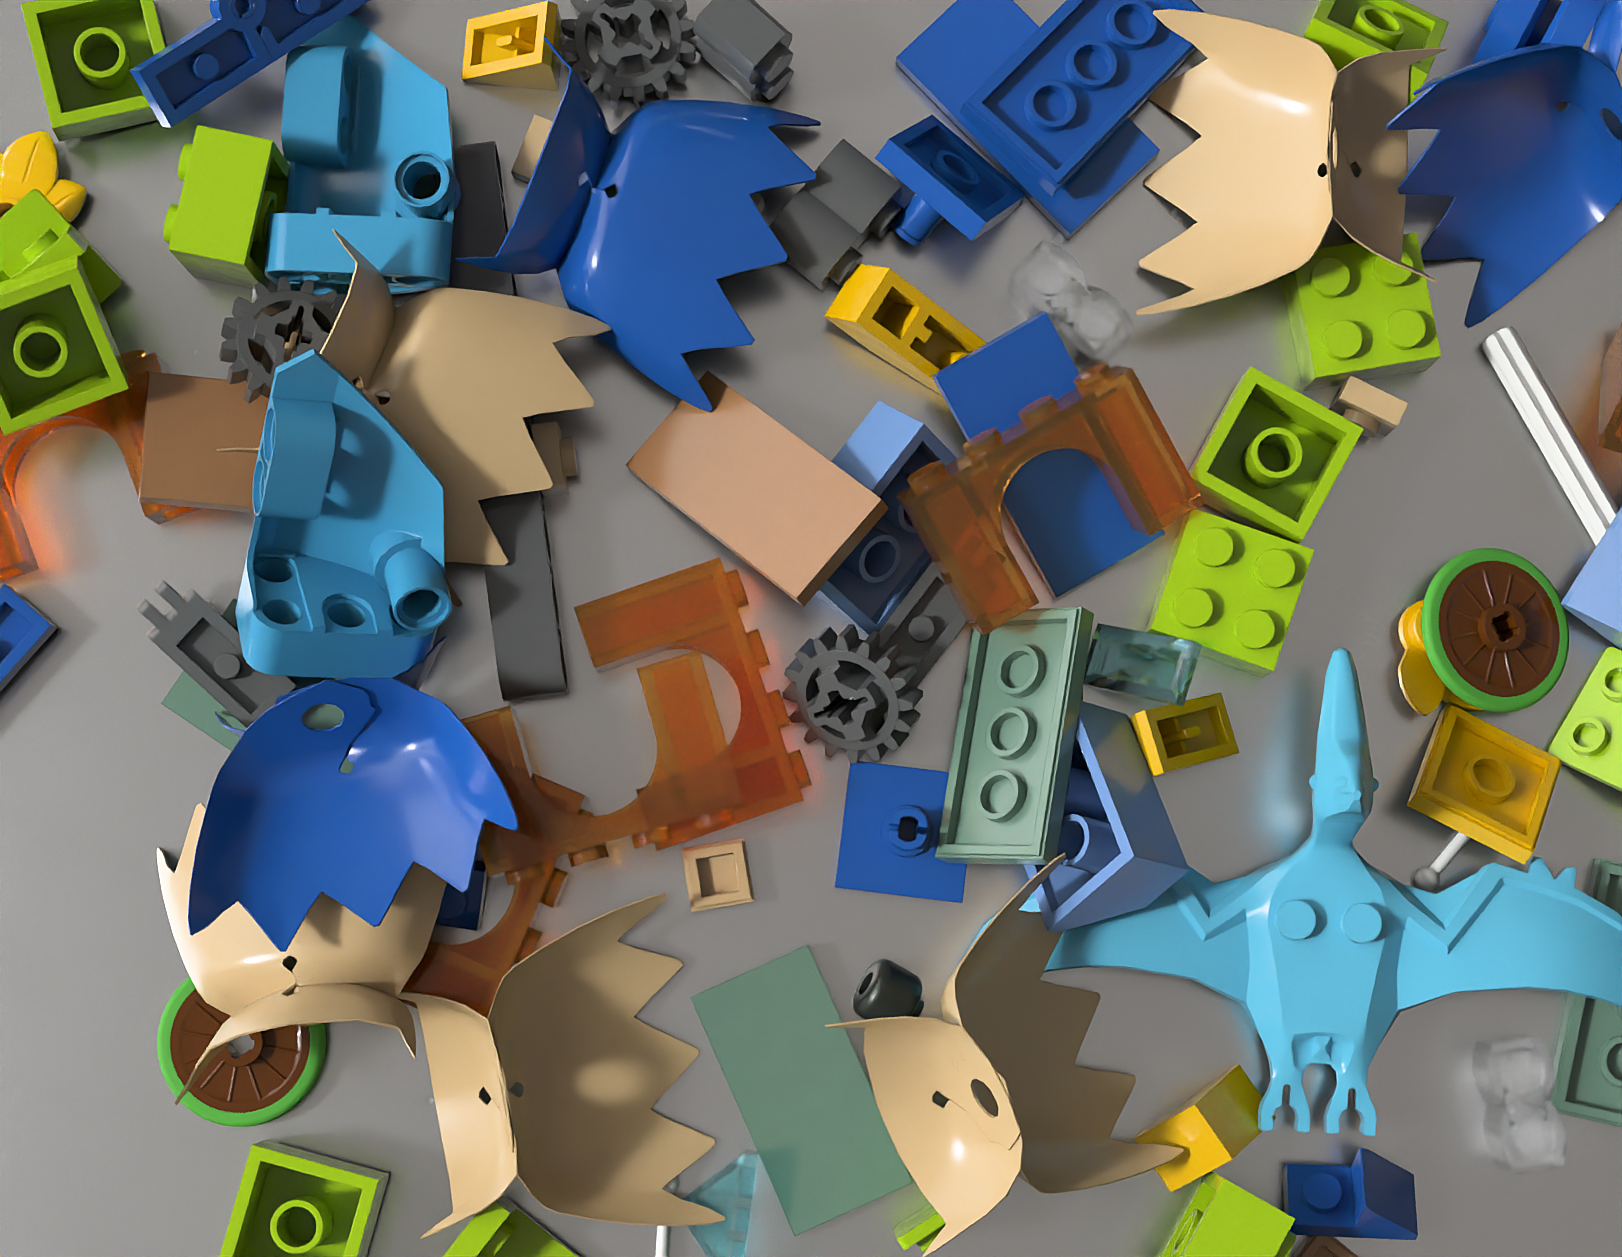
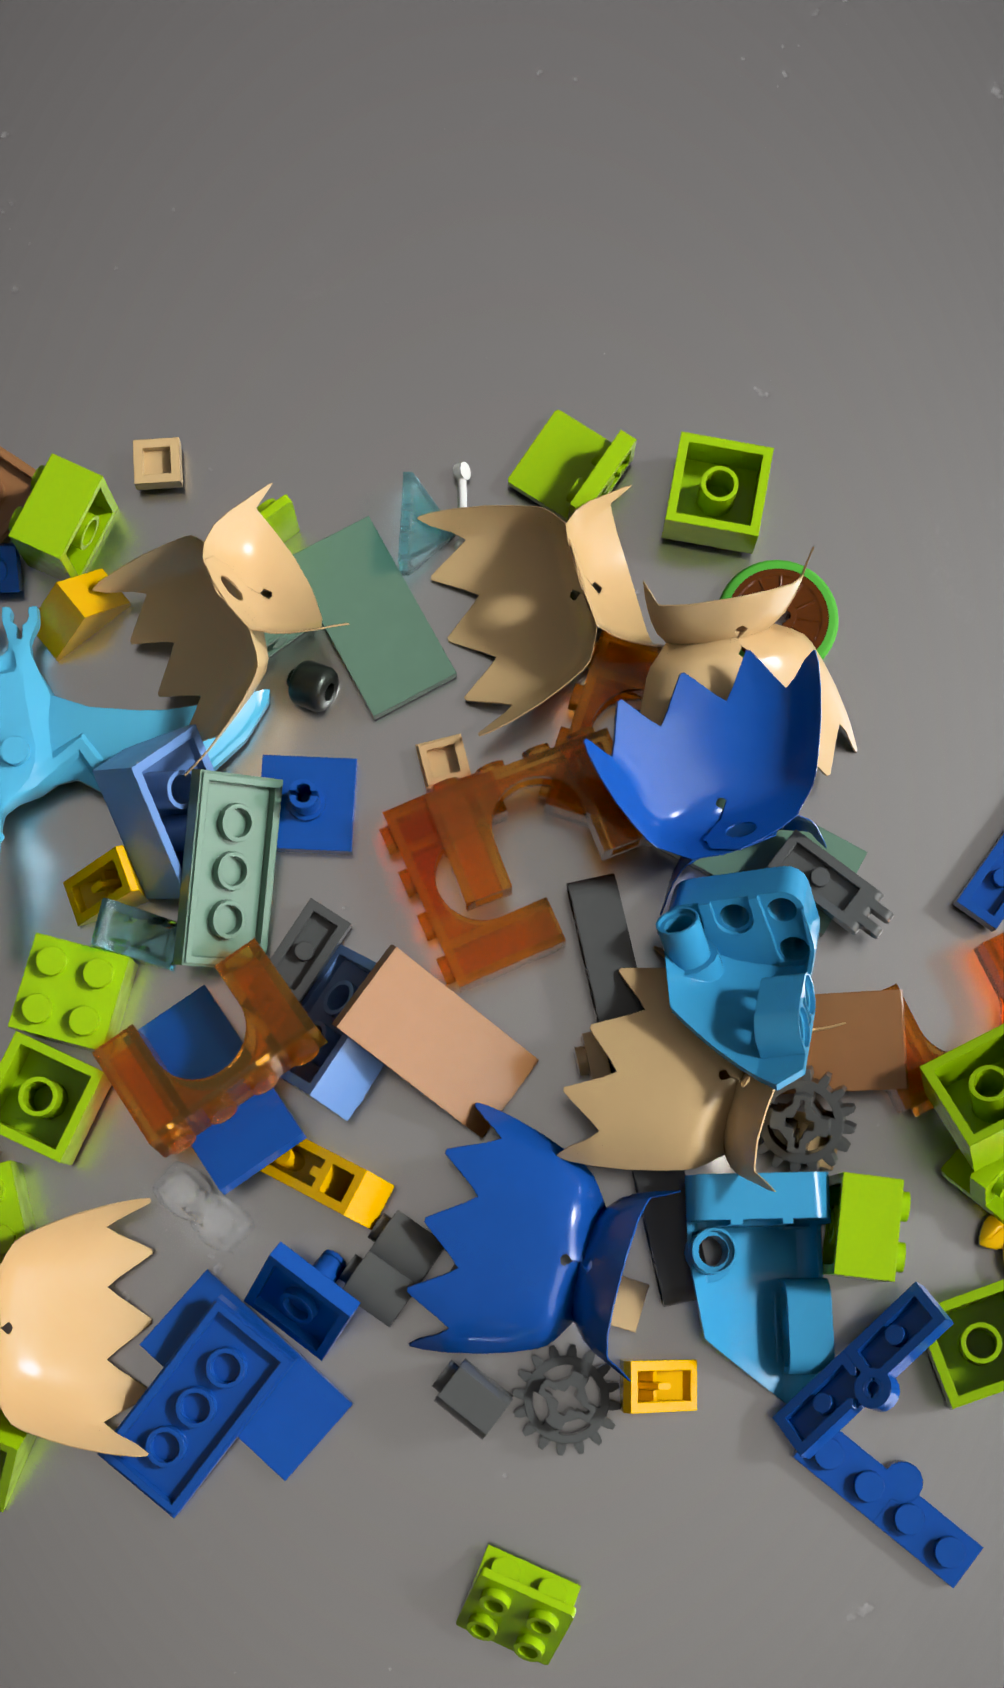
camera: 175 degrees right, 5 degrees down
(852, 694) = (352, 894): dark grey gear -> none

